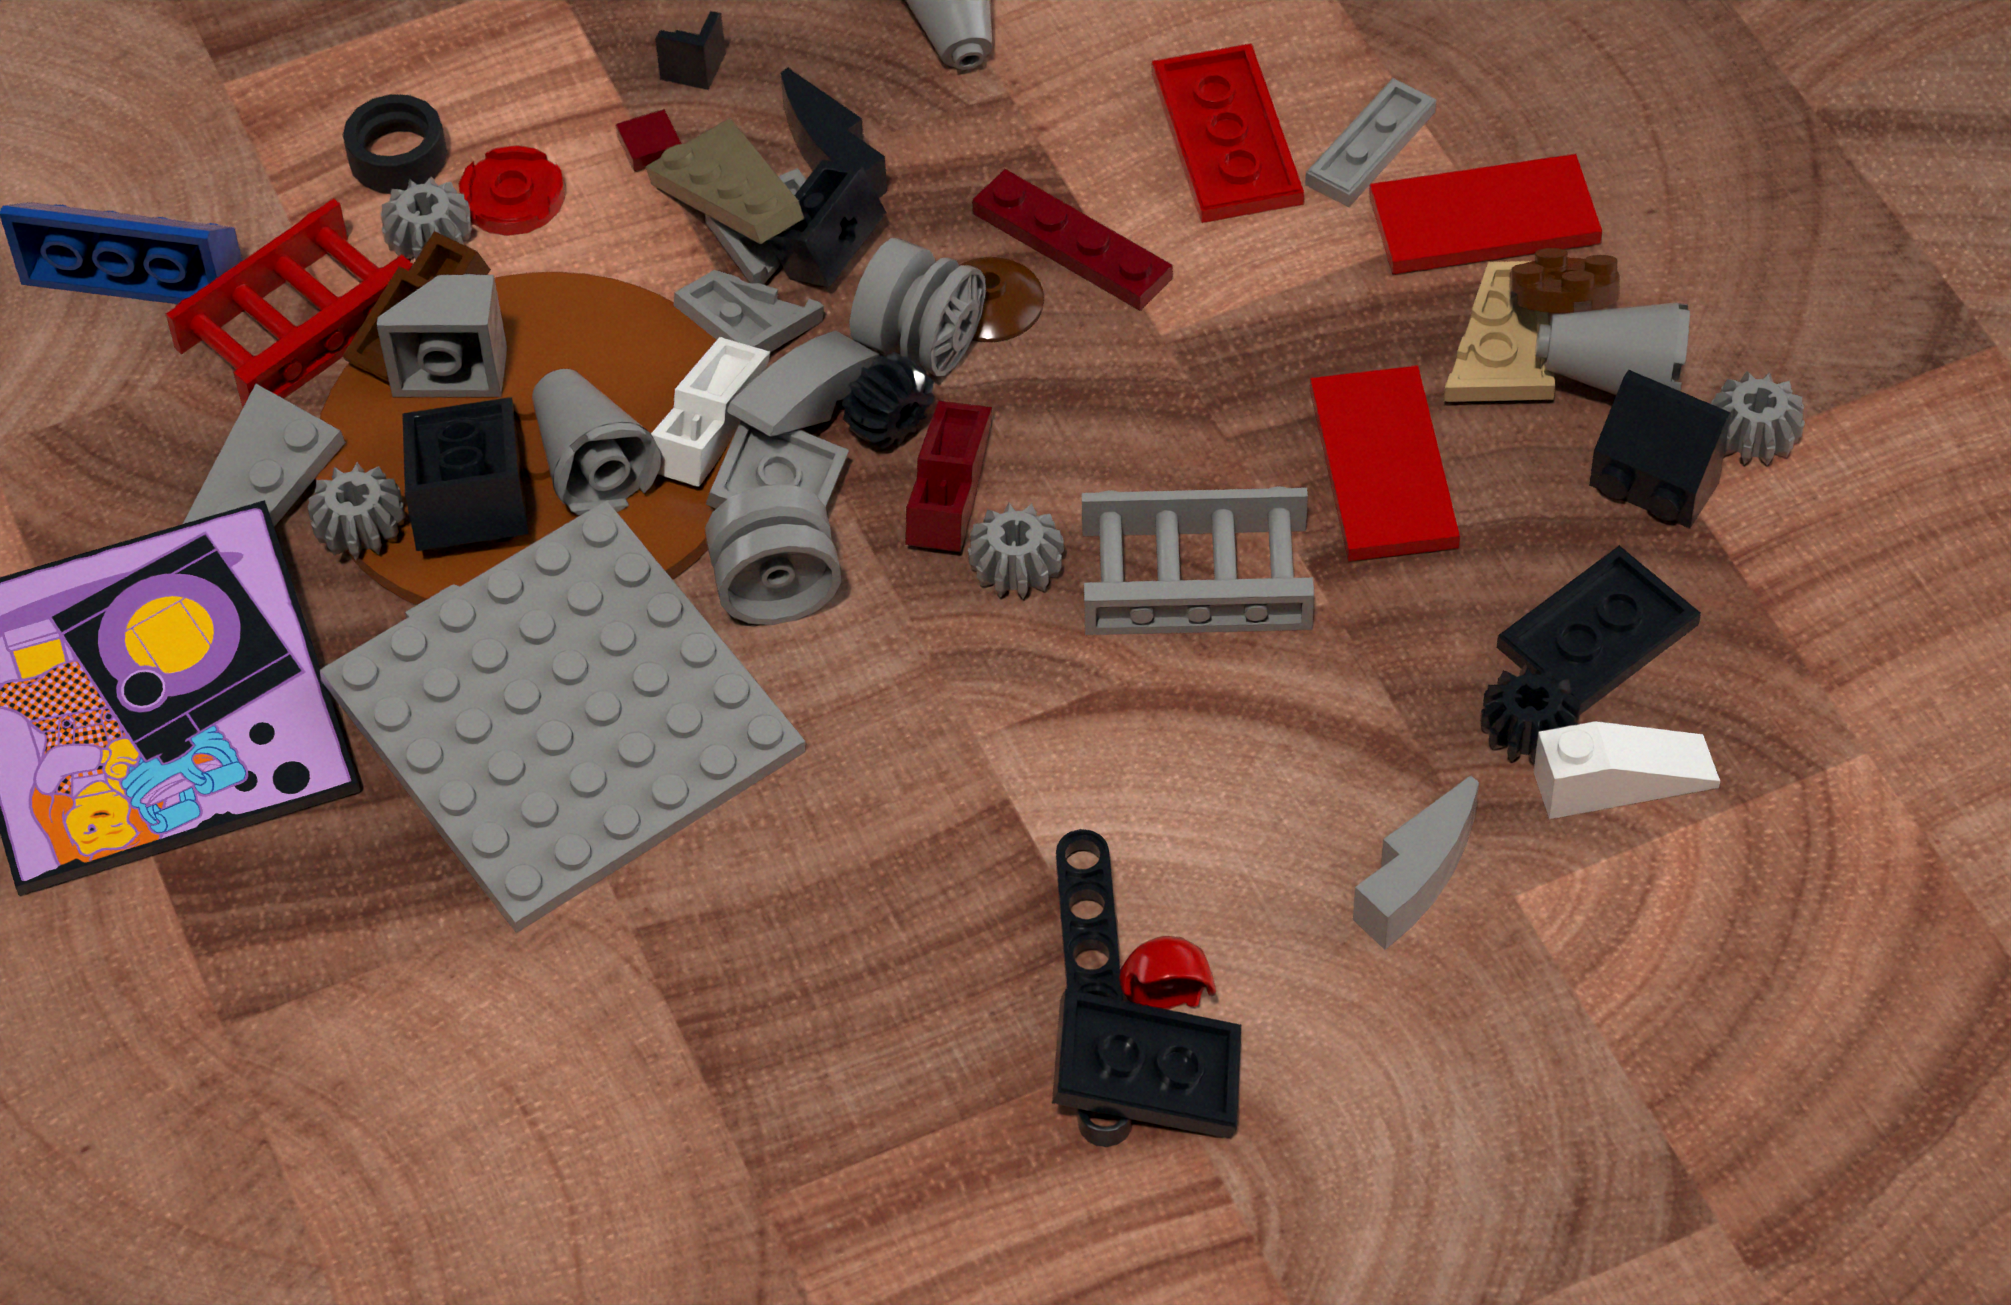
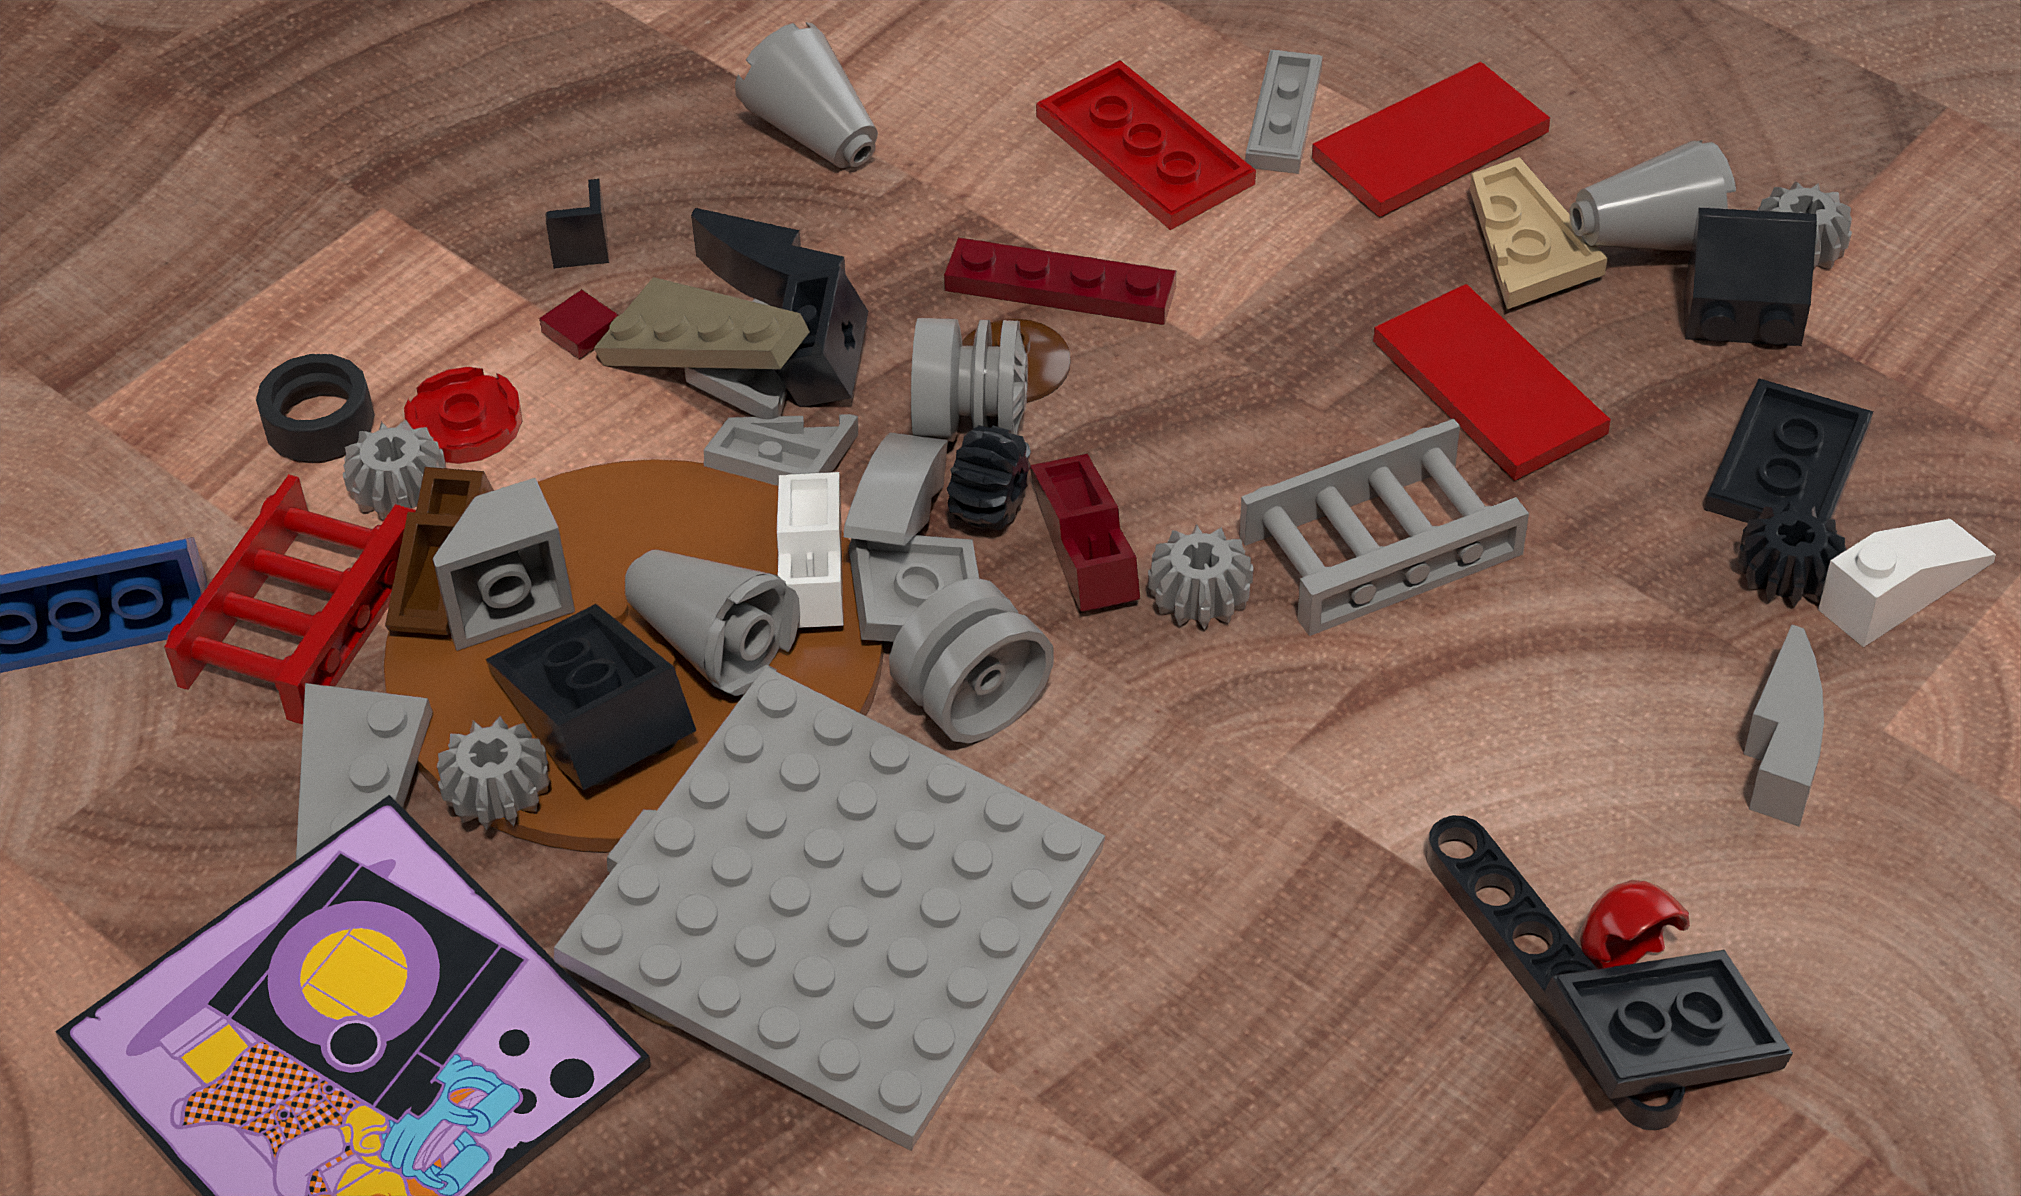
camera: 25 degrees left, 5 degrees down
(1557, 281) = (1569, 161): reddish brown plate -> none

